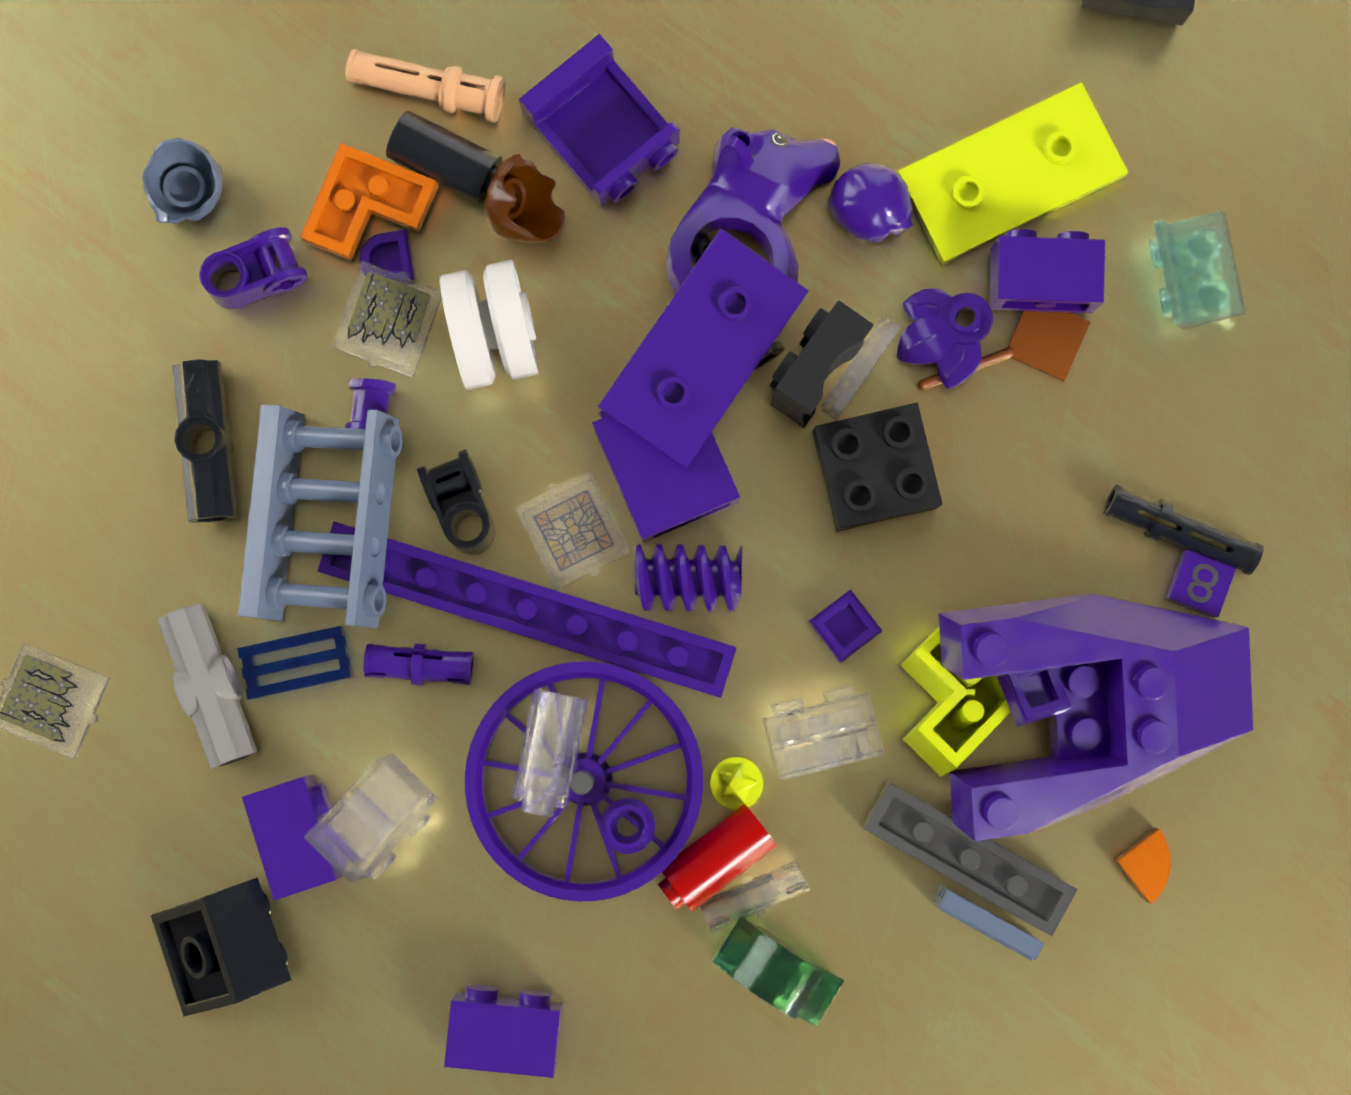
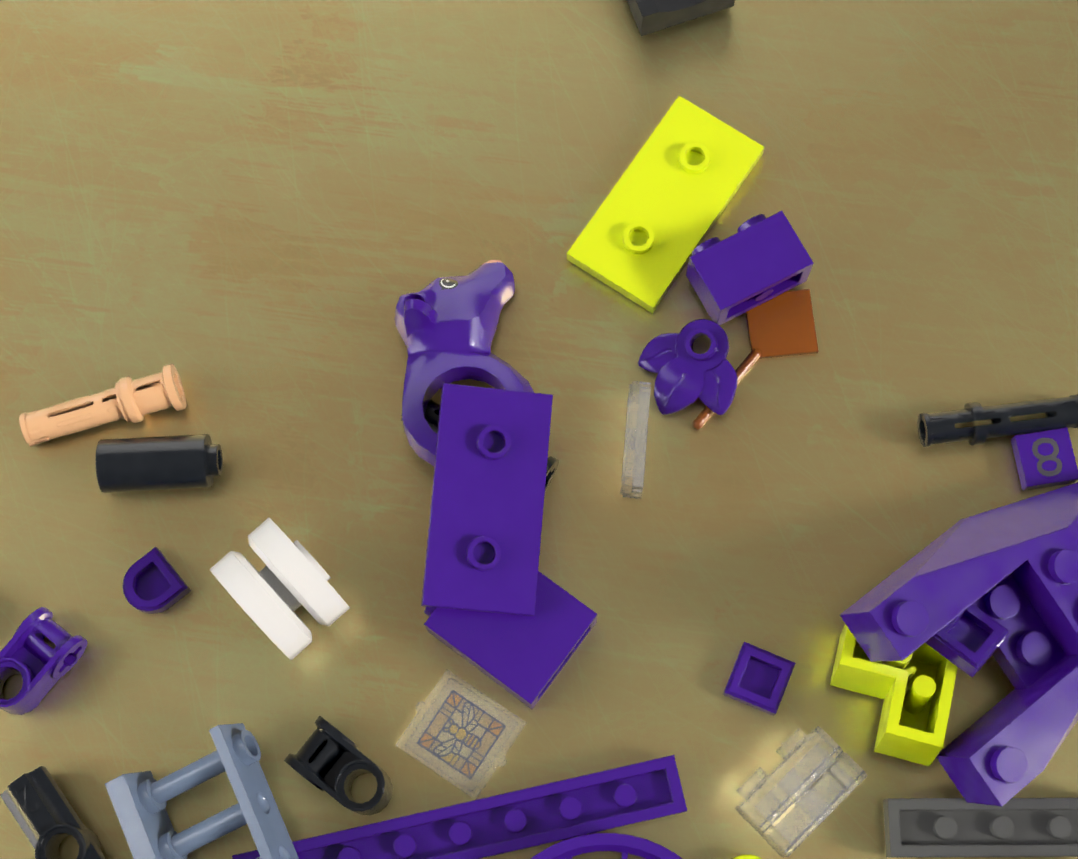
camera: 25 degrees left, 10 degrees down
(361, 187) = (91, 533): orange plate -> none
(368, 395) = (200, 718): dark purple bush -> none
(387, 319) = (182, 638): piece -> none
(522, 203) = (248, 463): reddish brown hair -> none
(600, 123) = (280, 357): dark purple panel -> none
(688, 578) = (593, 715): dark purple piece -> none
(827, 344) = (595, 433): black brick -> none
(871, 202) = (559, 292): dark purple hair -> none
(877, 466) = (702, 518): black brick -> none
(1197, 270) = (874, 194): clear light blue bracket -> none

